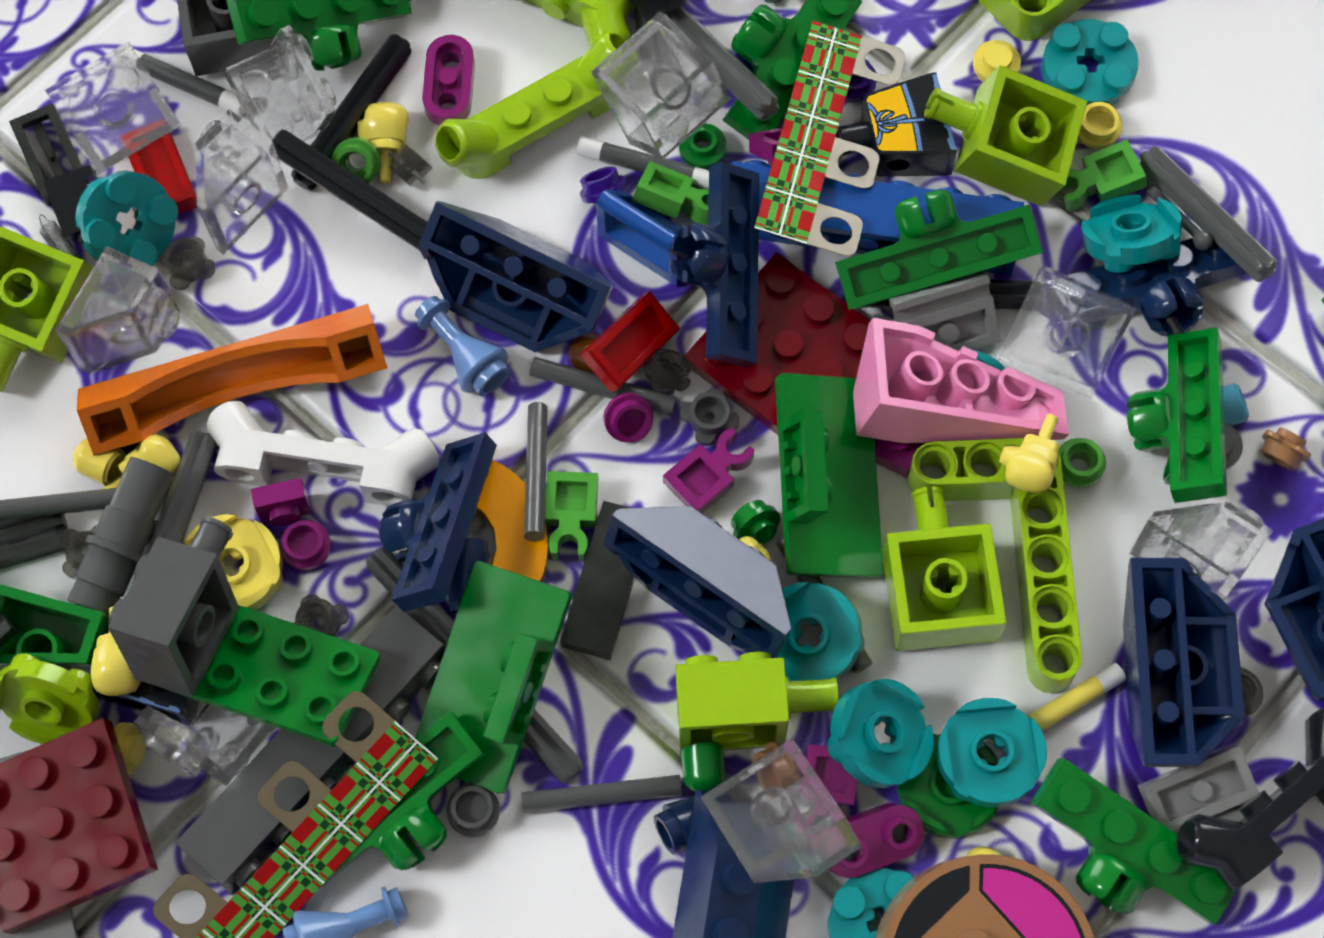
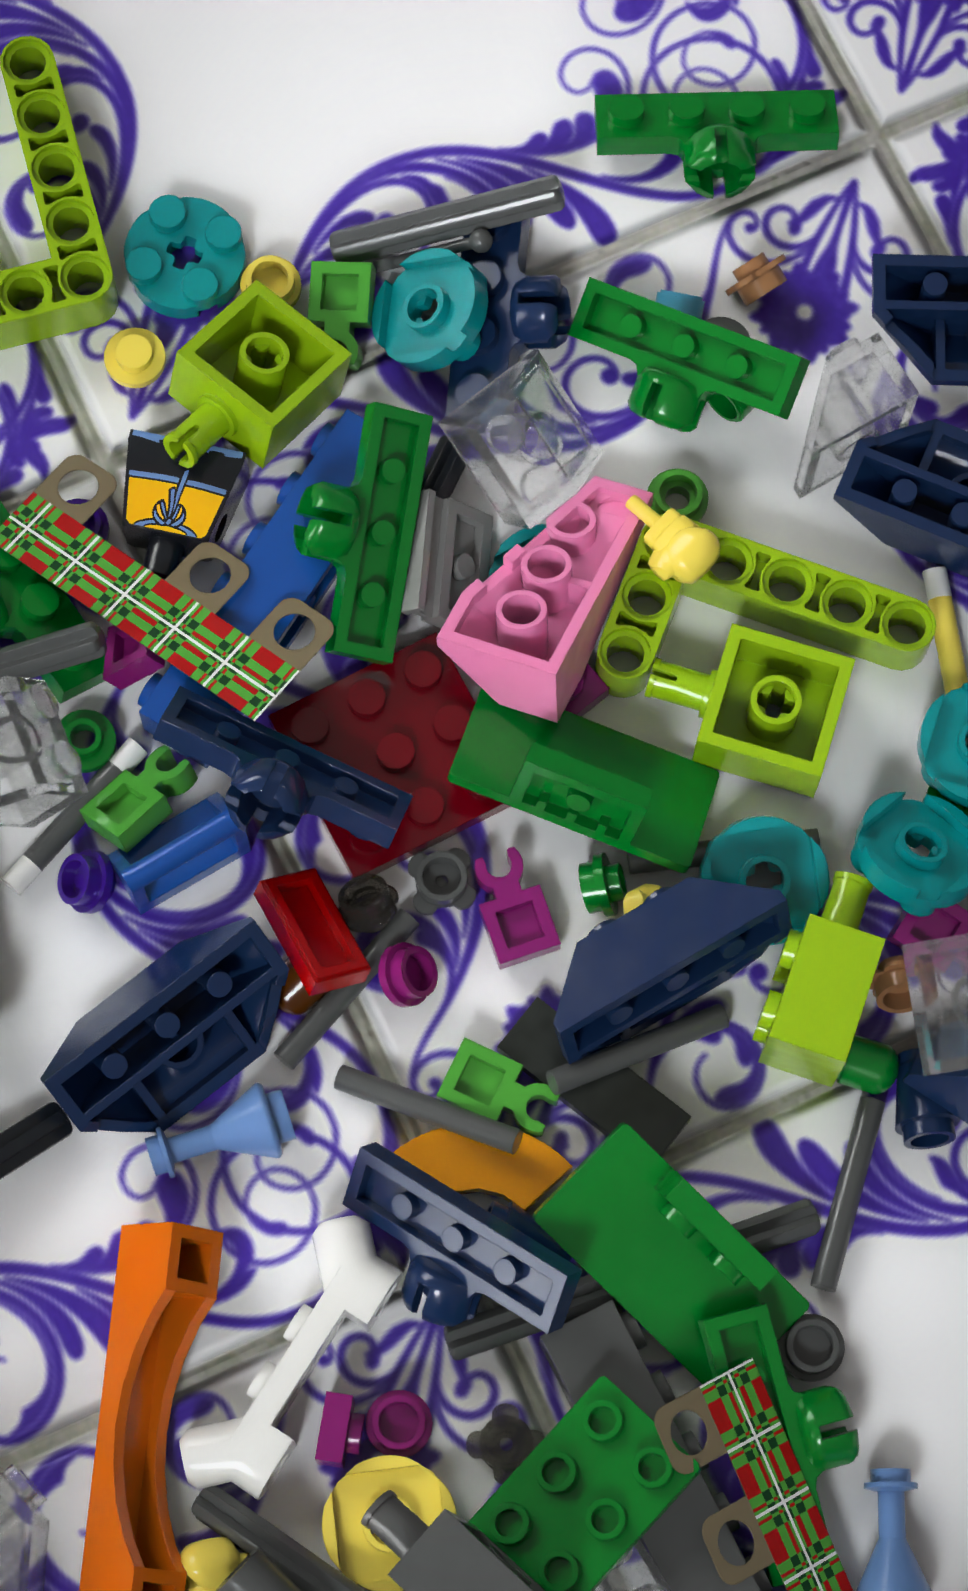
camera: 70 degrees left, 5 degrees up
(642, 596) = (637, 1049): none -> dark grey bar

